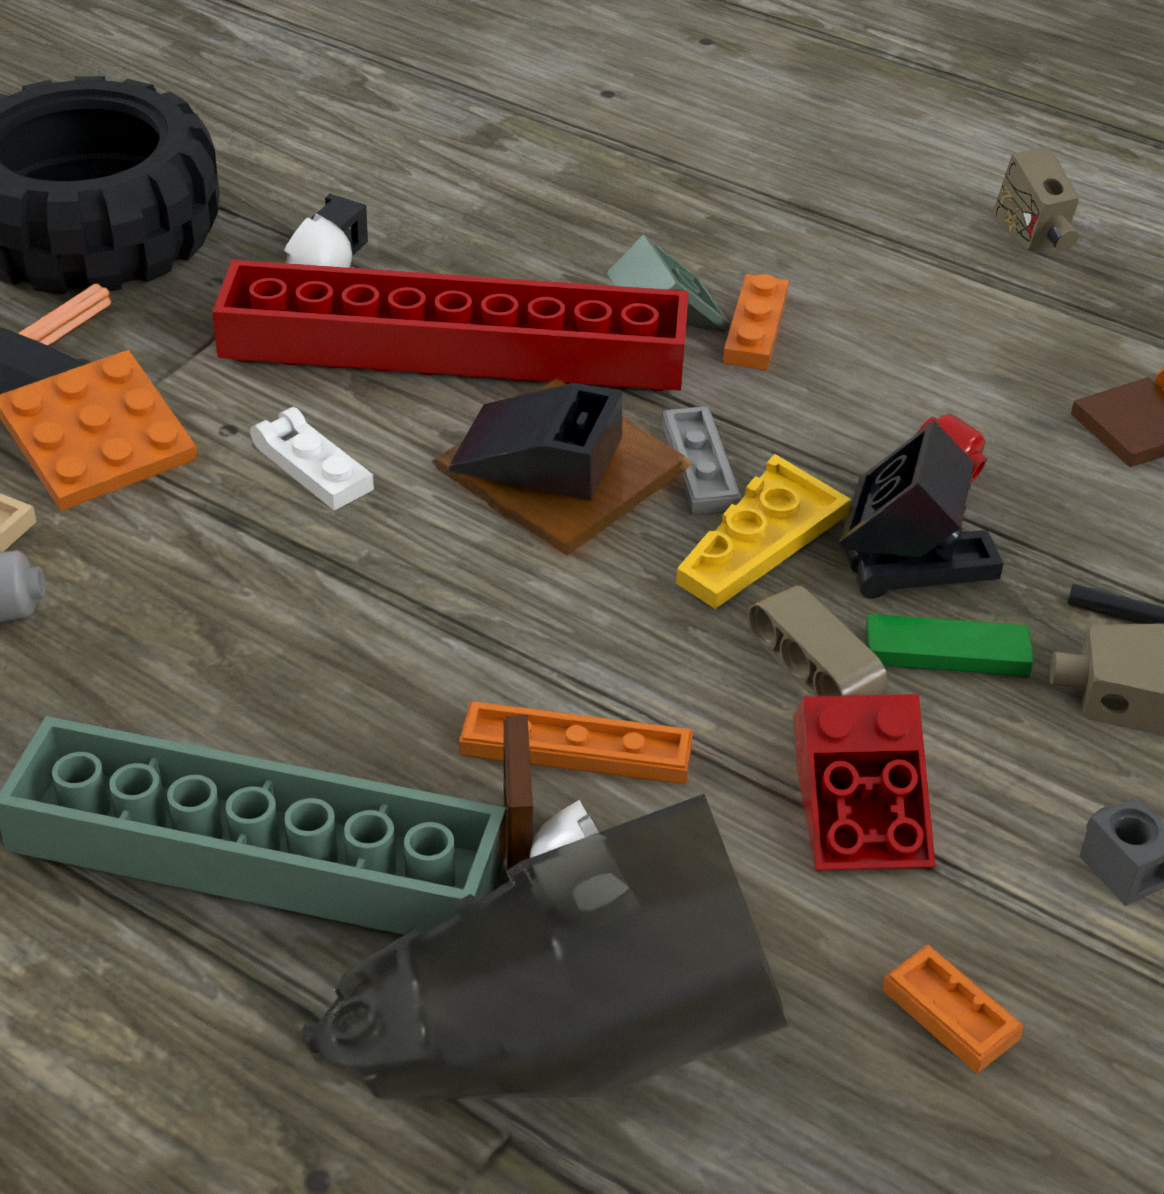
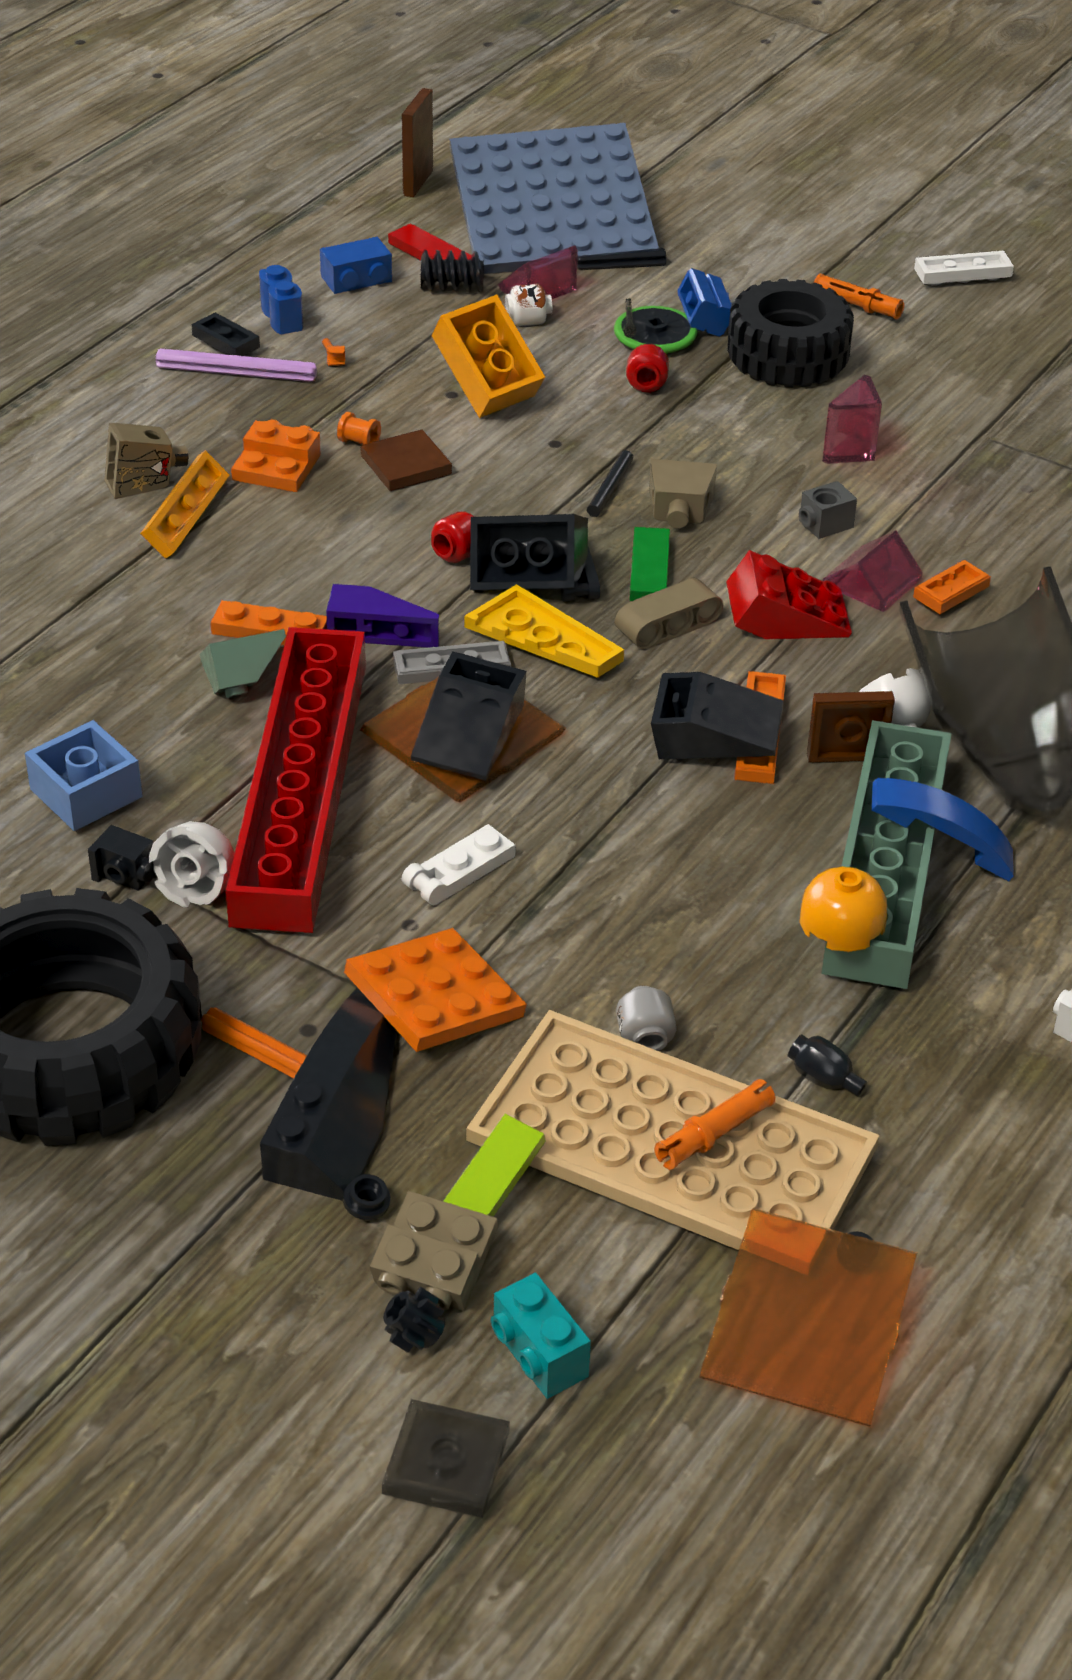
camera: 90 degrees left, 0 degrees up
(68, 717) = (844, 909): none -> light orange cylinder
(266, 887) = (907, 800): none -> blue slope
(456, 193) = (83, 775): none -> medium blue brick
(545, 658) = (713, 718): none -> black slope
(769, 384) = (381, 617): none -> dark purple slope
(972, 247) = (185, 504): none -> light orange plate
(972, 910) = (877, 572): none -> clear pink slope
(1107, 318) = (277, 455): none -> orange plate

